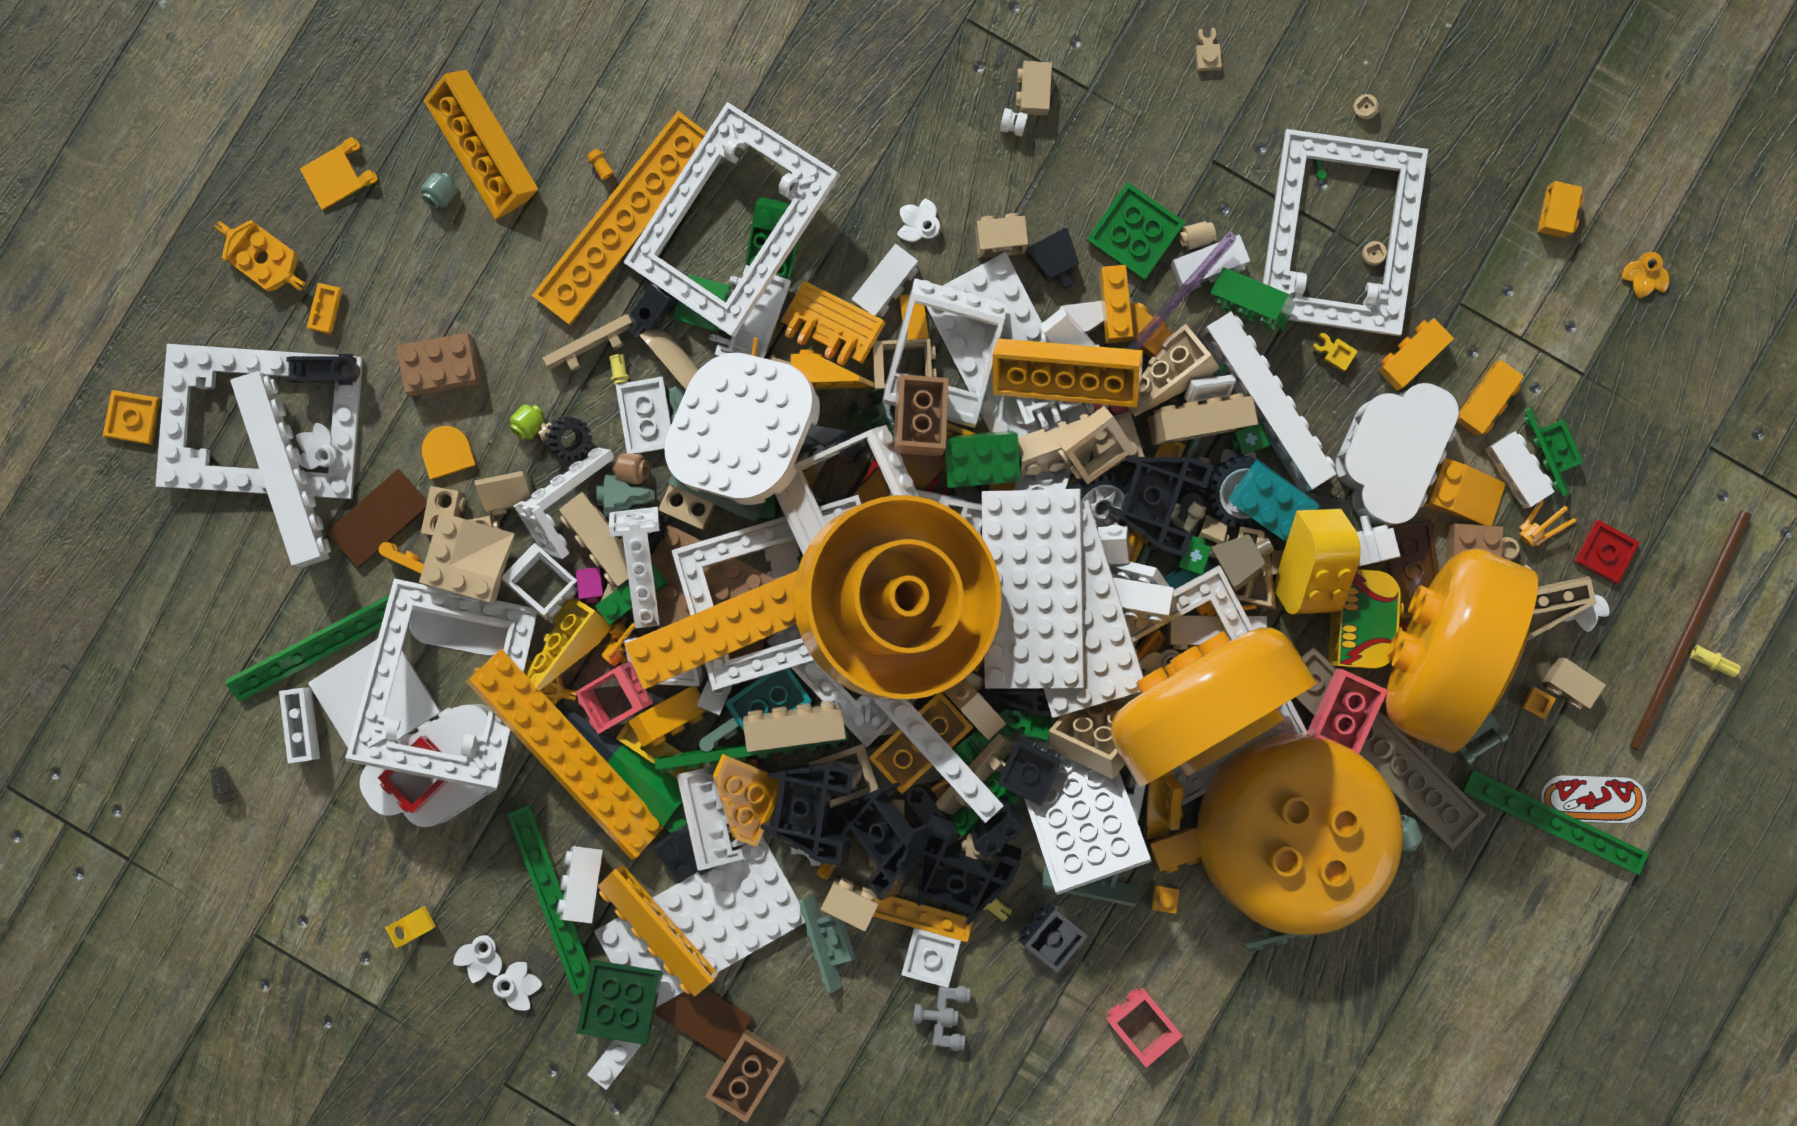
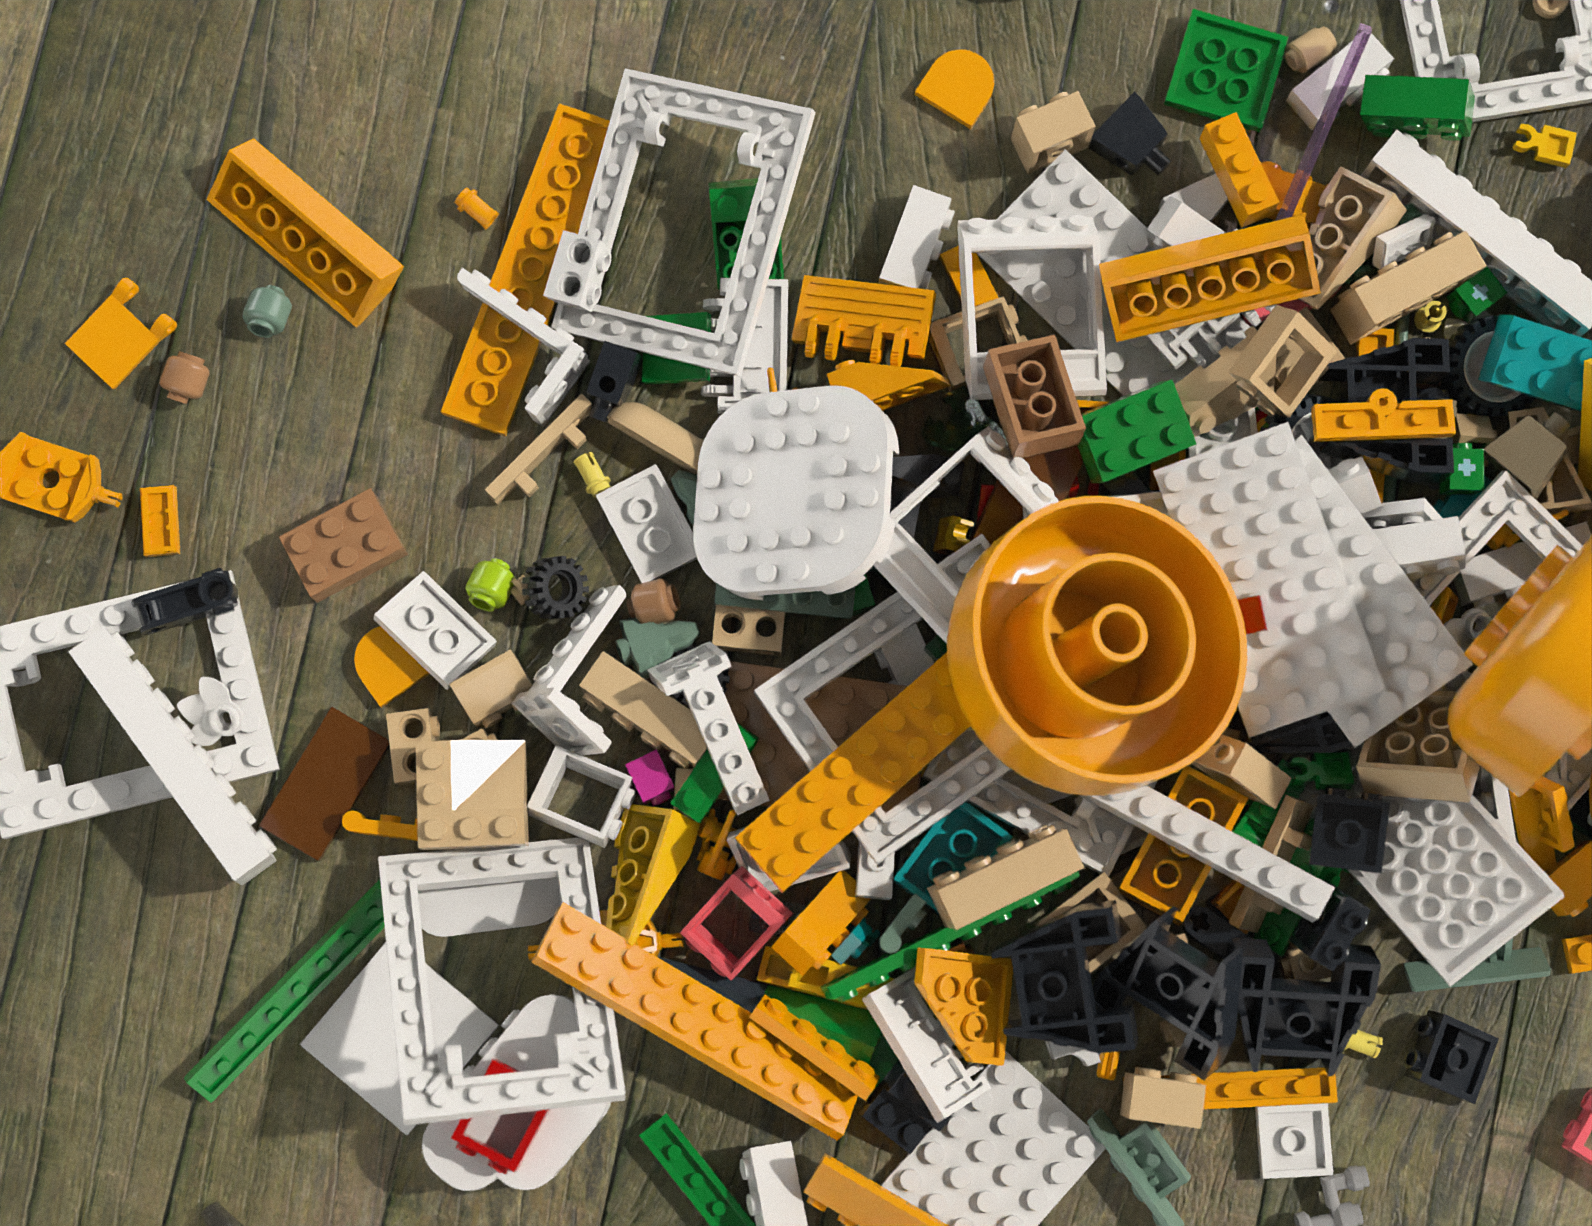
camera: 20 degrees left, 5 degrees down
(299, 725) = (308, 1106): white brick -> none
(370, 217) = (184, 377): none -> medium nougat head
(480, 440) = (434, 630): none -> white plate
(616, 296) = (560, 372): none -> white bracket
(637, 794) = (824, 1053): none -> light orange plate
(645, 227) = (569, 270): none -> white brick
(687, 735) = (856, 942): none -> teal plate
(842, 487) = (951, 534): none -> yellow plate
(916, 219) = (927, 148): white plate -> none
(951, 184) = (958, 85): none -> light orange tile
(1010, 609) = (1253, 614): none -> red slope
(1147, 506) = (1383, 419): none -> light orange hinge
(1210, 449) = (1434, 312): none -> light yellow pin

